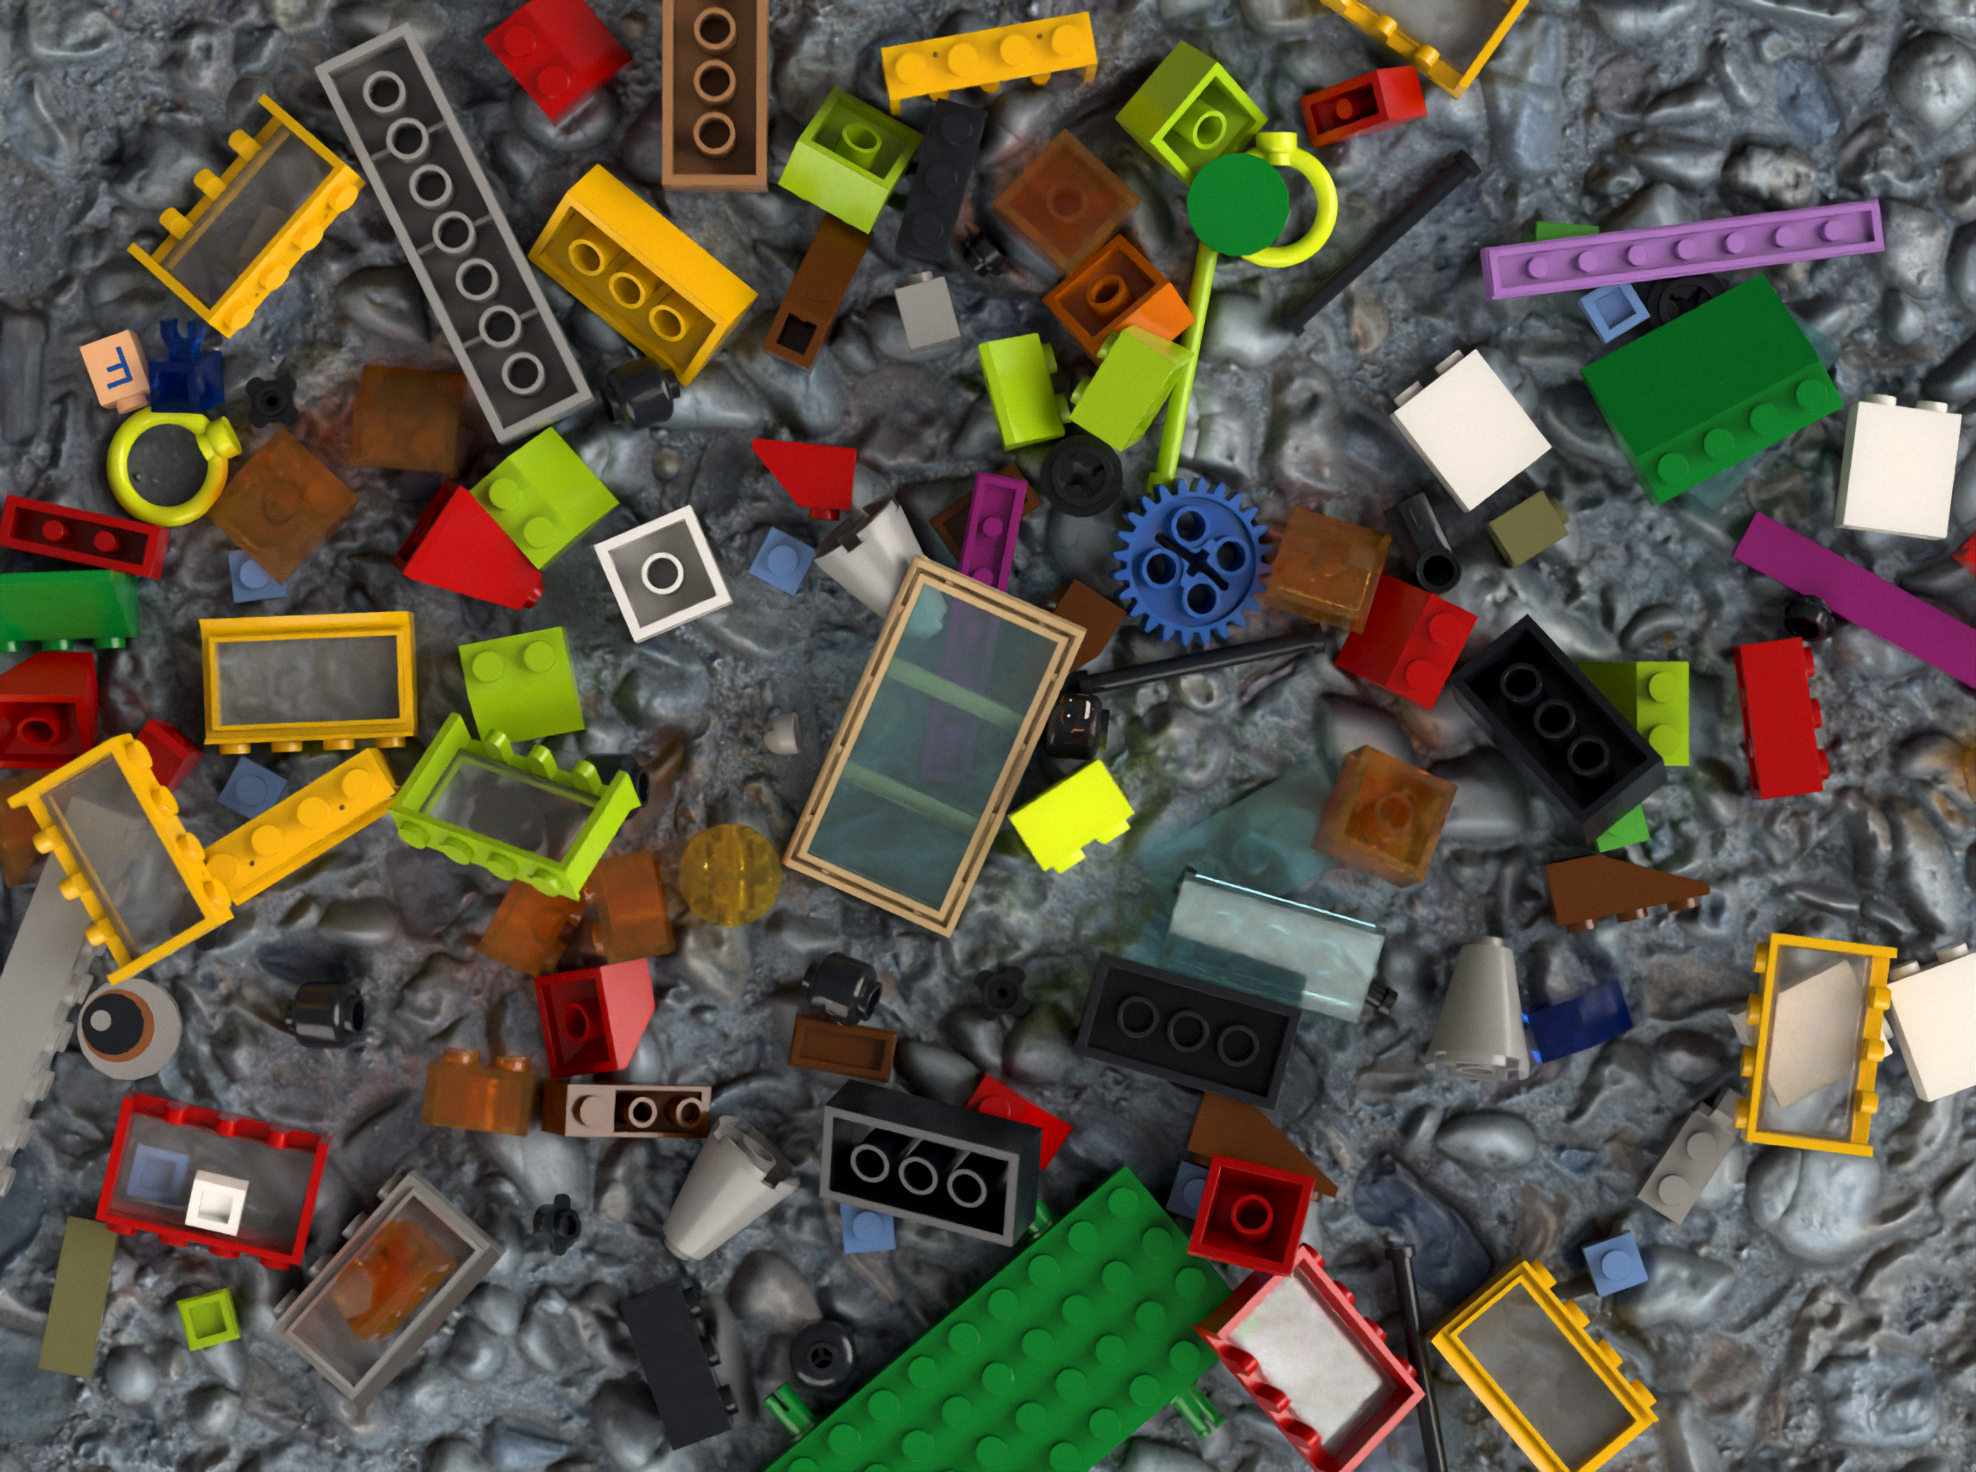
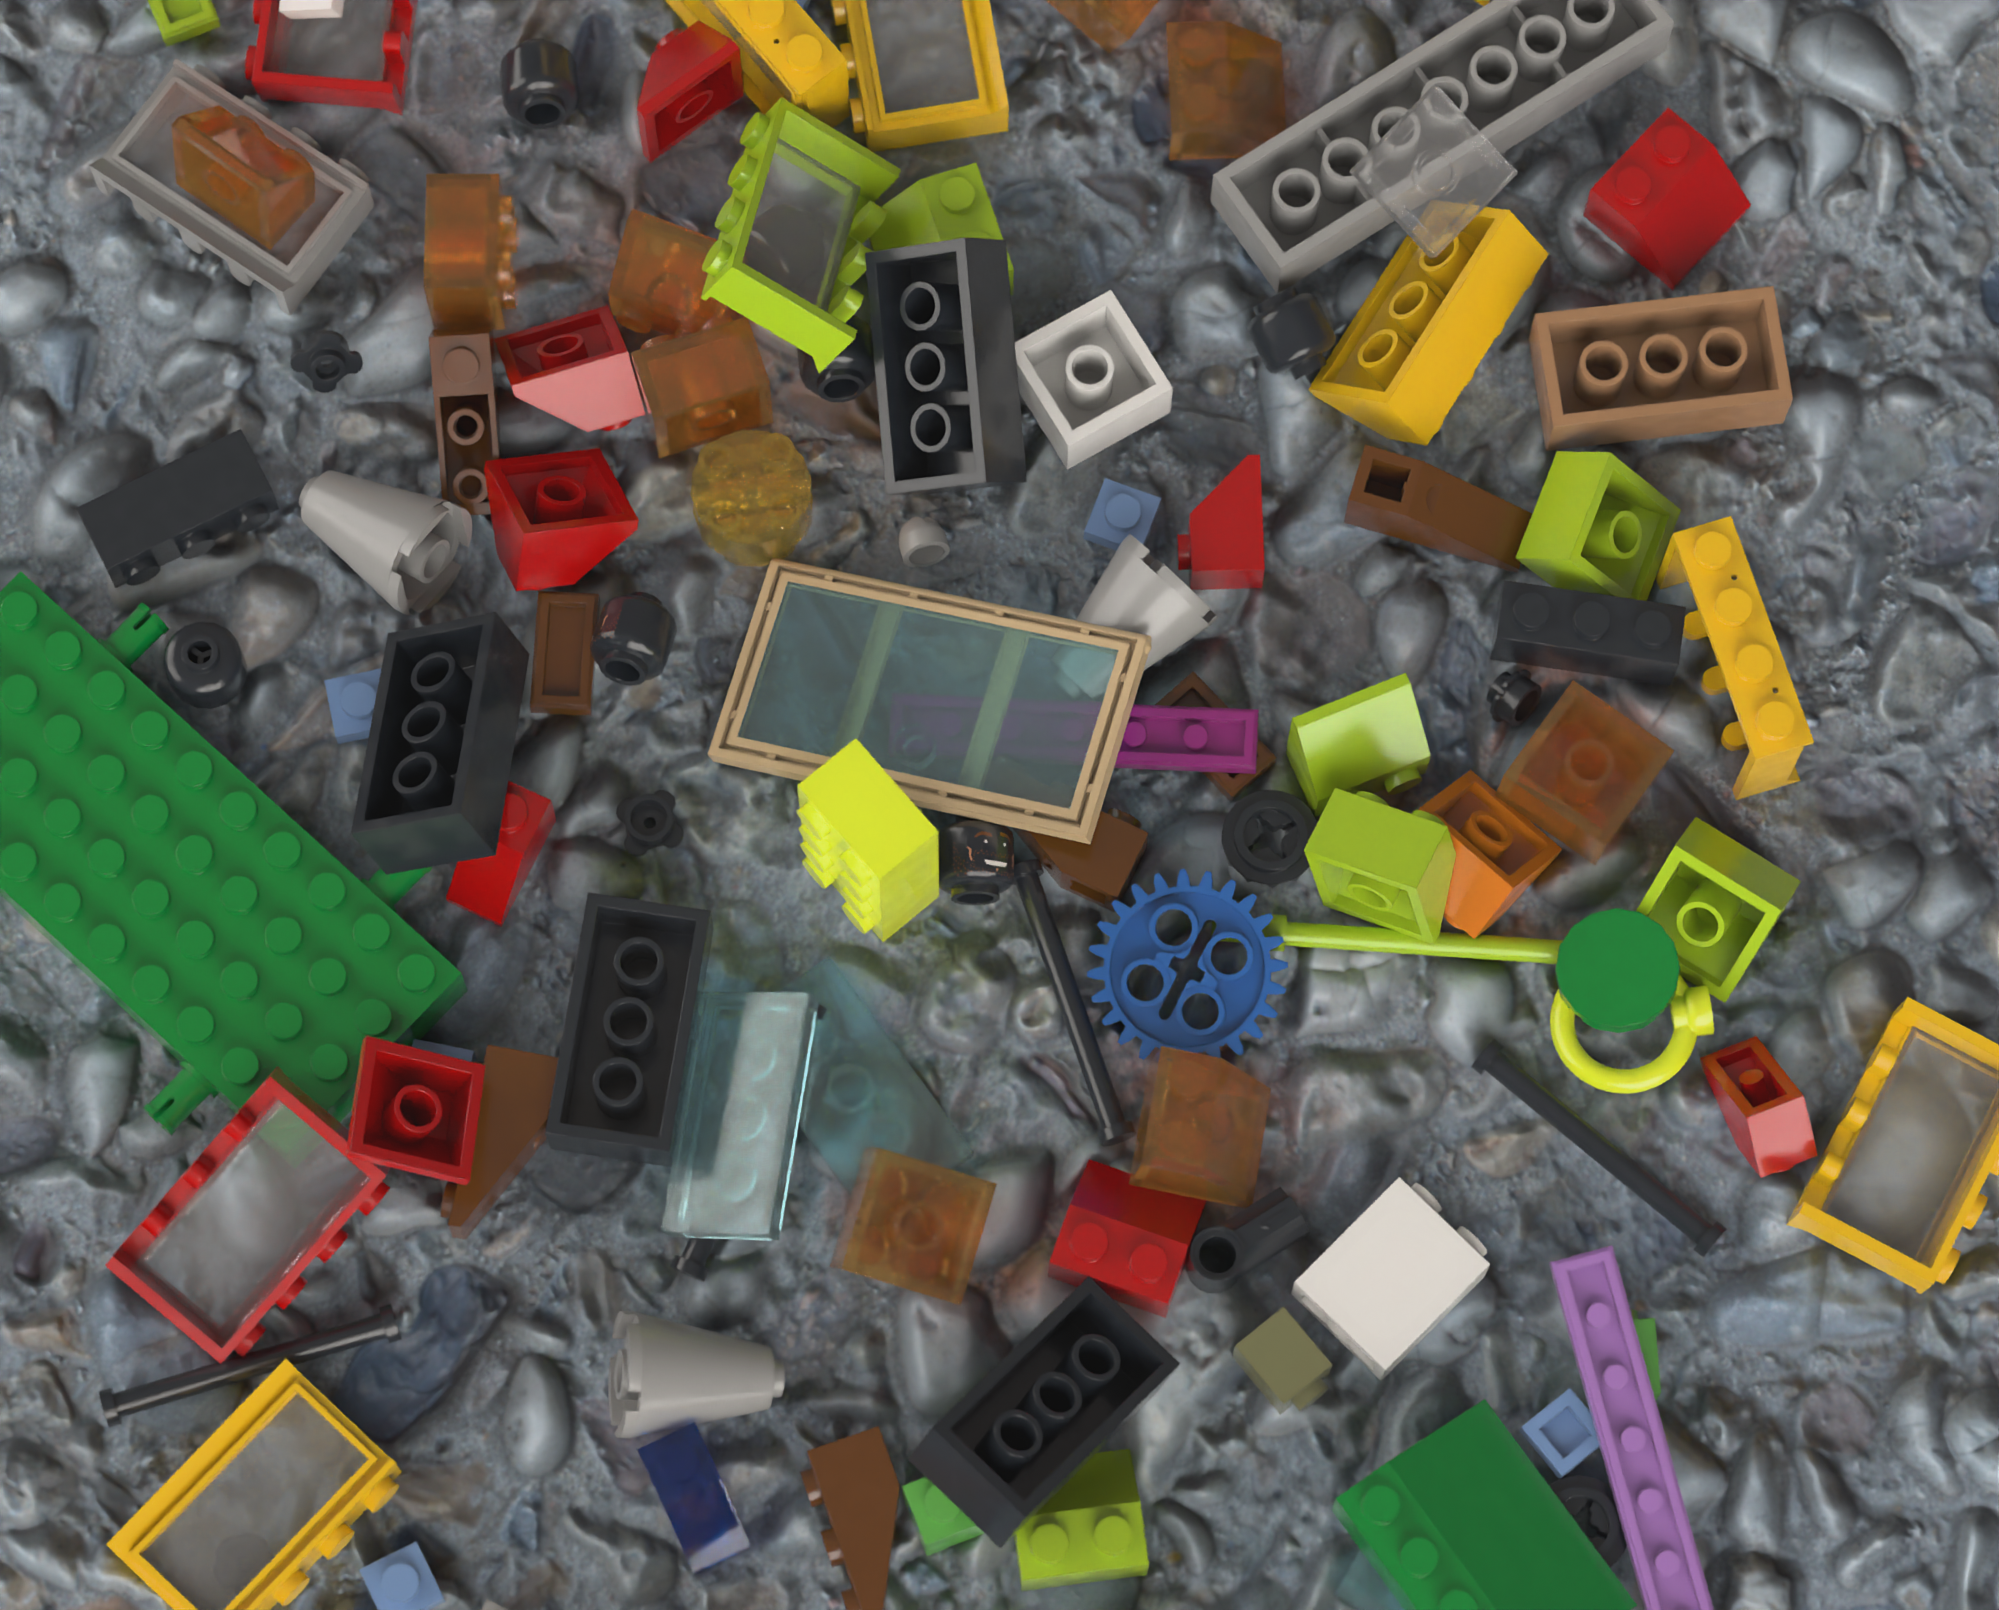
camera: 85 degrees right, 15 degrees down
(345, 889) = (686, 85): none -> red slope
(467, 552) = (1084, 168): red slope -> none
(523, 252) = (1433, 172): none -> clear tile
(544, 498) = (1156, 245): lime slope -> none
(649, 696) = (945, 366): none -> black brick
(725, 1042) = (555, 516): none -> red slope
(926, 312) = (1434, 636): light grey brick -> none

